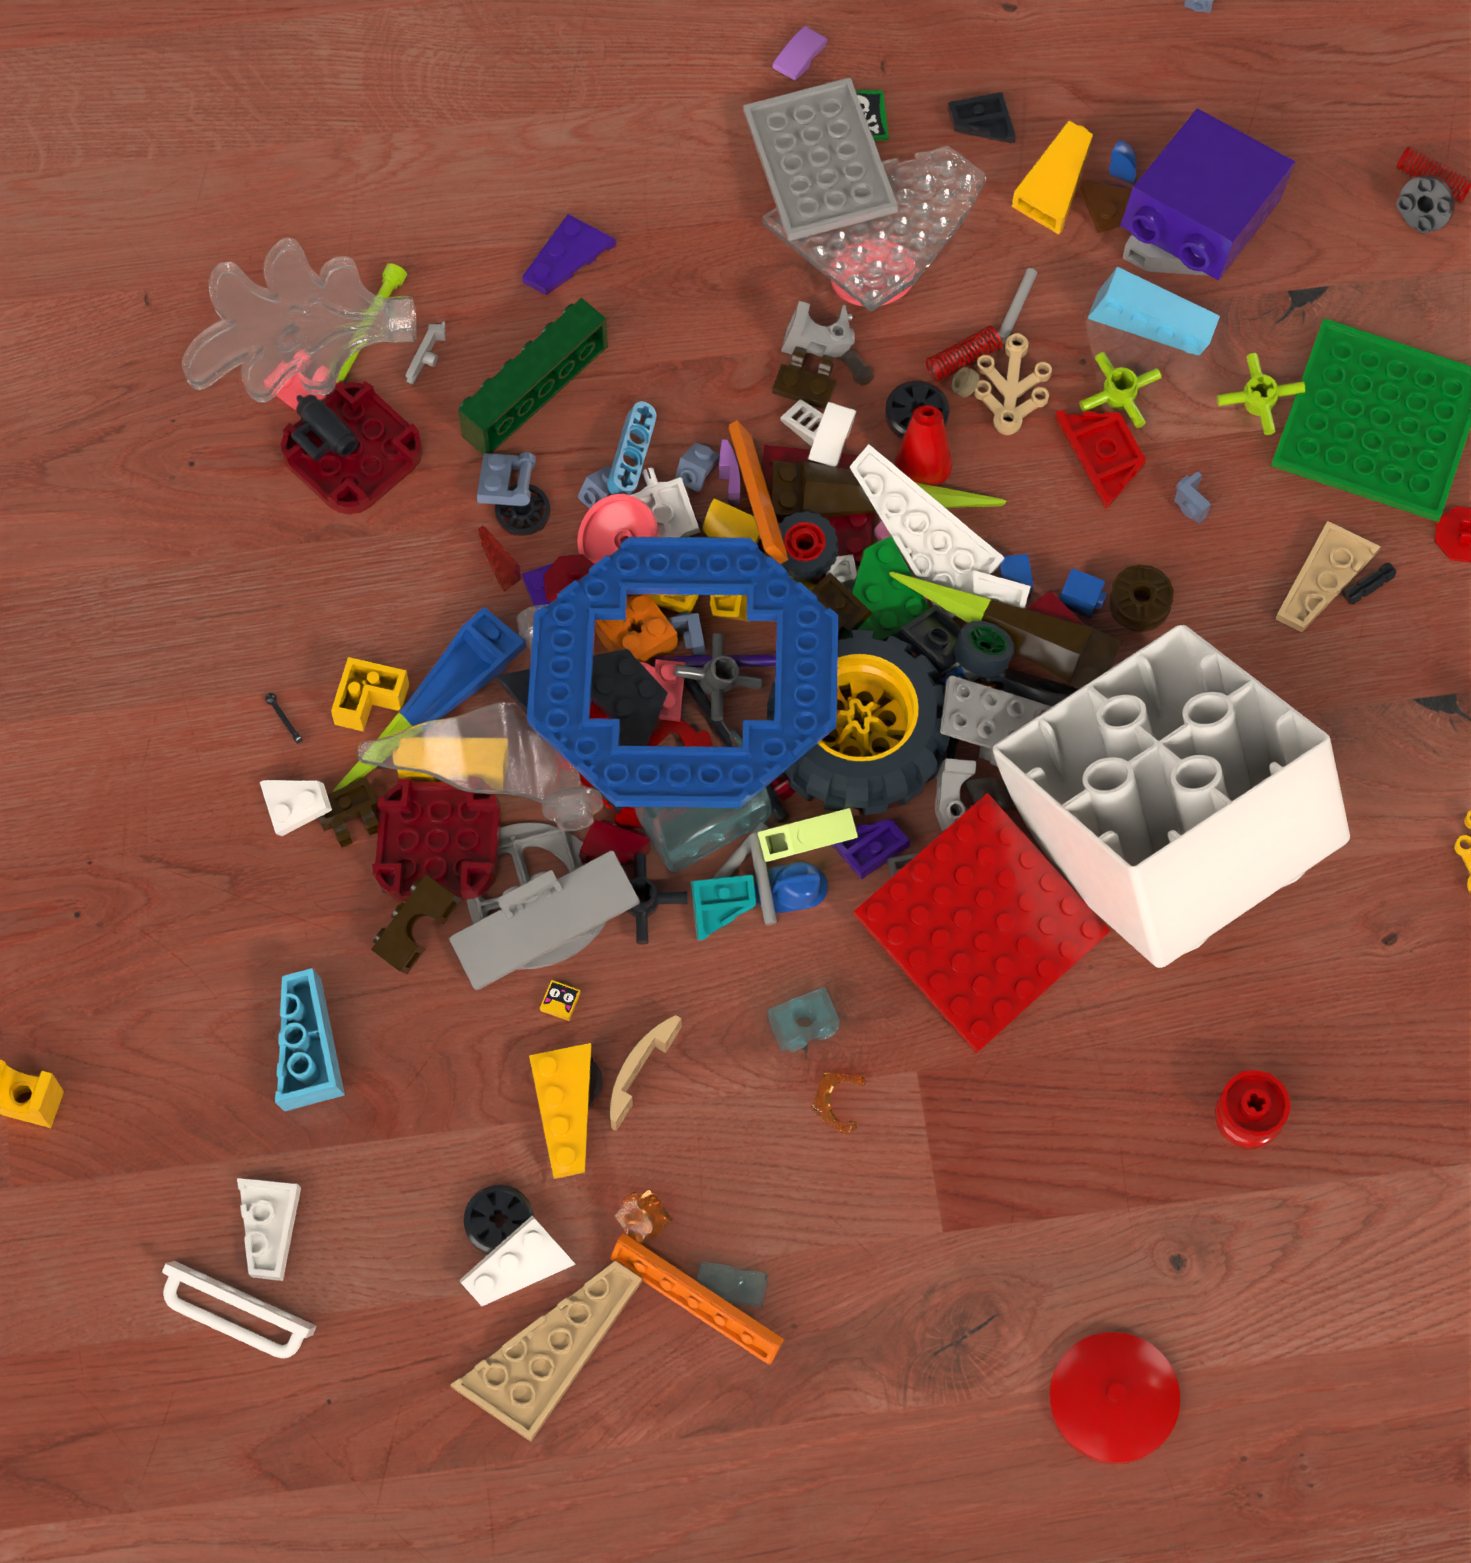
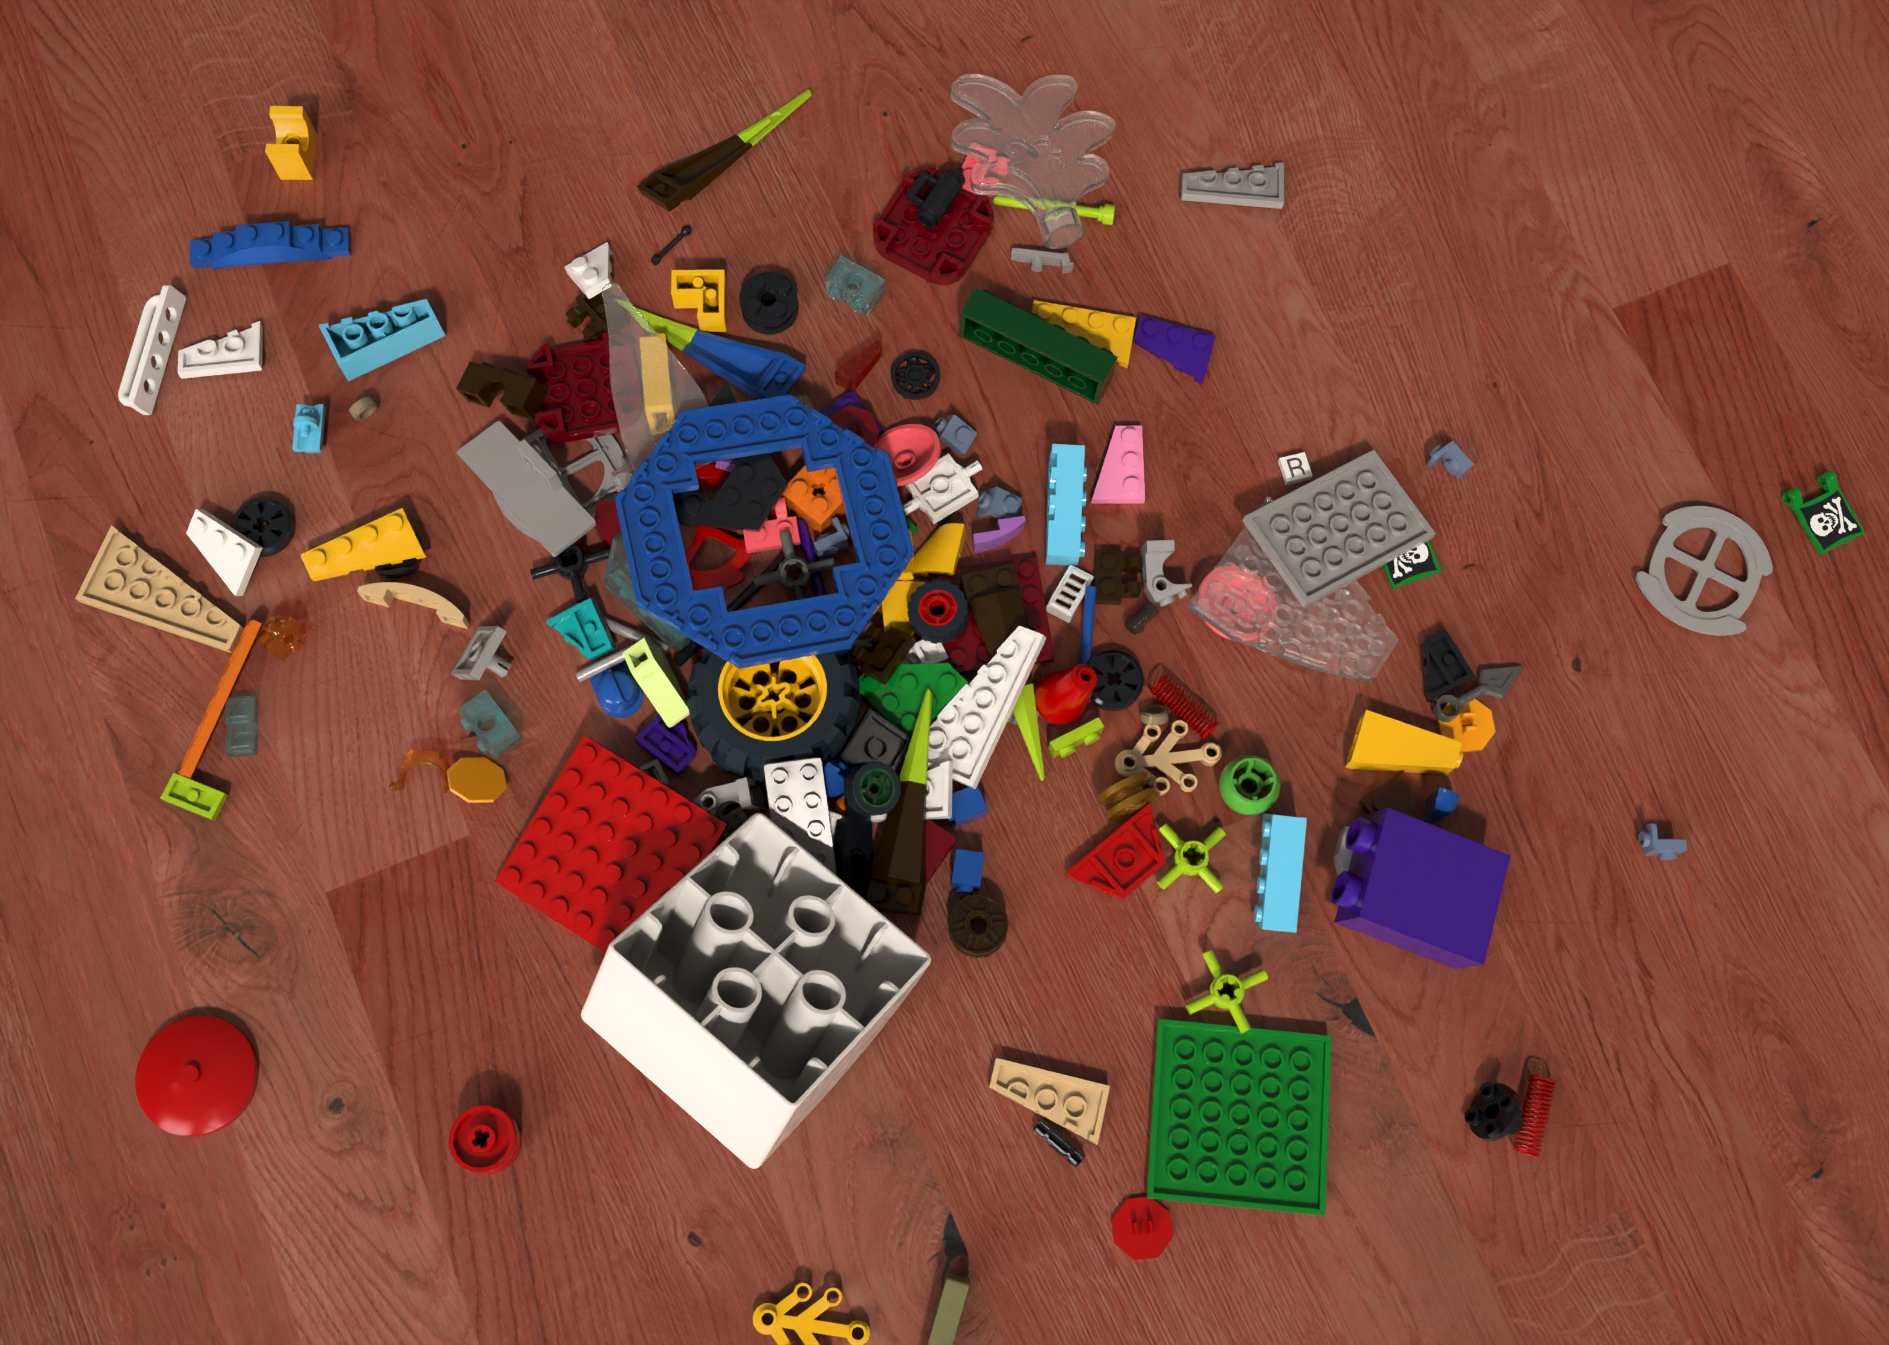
camera: 70 degrees right, 5 degrees up
(143, 1153) = (269, 244): none -> blue piece
(208, 675) = (690, 176): none -> dark brown plate
(388, 1082) = (363, 409): none -> dark tan tile
(389, 613) = (766, 288): none -> black wheel
(396, 1142) = (308, 428): none -> medium azure hips
(403, 525) = (847, 274): none -> clear light blue brick
(404, 141) = (1246, 187): none -> light grey wing
(496, 478) = (937, 345): sand blue plate -> none
(521, 323) = (1099, 328): none -> yellow wing
(560, 1000) = (467, 524): tile -> none
(631, 449) = (994, 445): dark azure beam -> none
(690, 340) = (1123, 469): none -> bright pink wing
(717, 400) = (1065, 505): none -> medium azure wedge
(723, 1009) = (481, 655): none -> light grey tile
(736, 185) = (1295, 468): none -> white tile
(758, 492) = (975, 556): orange tile -> none
(770, 42) = (1453, 458): none -> sand blue bracket
(799, 52) = (1452, 486): medium lavender slope -> none
(802, 1347) = (194, 796): none -> lime plate
(832, 434) = (1056, 606): white slope -> none
(861, 421) = (1088, 622): none -> blue bar
(863, 1043) = (476, 780): none -> light orange piece
(968, 450) = (1085, 734): none -> lime plate
(1010, 81) = (1491, 682): none -> dark grey piece
(1017, 304) = (1254, 744): light grey bar -> none
(1043, 117) = (1472, 726): none -> light orange piece
(1047, 423) = (1128, 795): none -> pearl gold wheel
(1065, 301) = (1244, 802): none -> bright green wheel
(1190, 500) = (1090, 951): sand blue bracket -> none

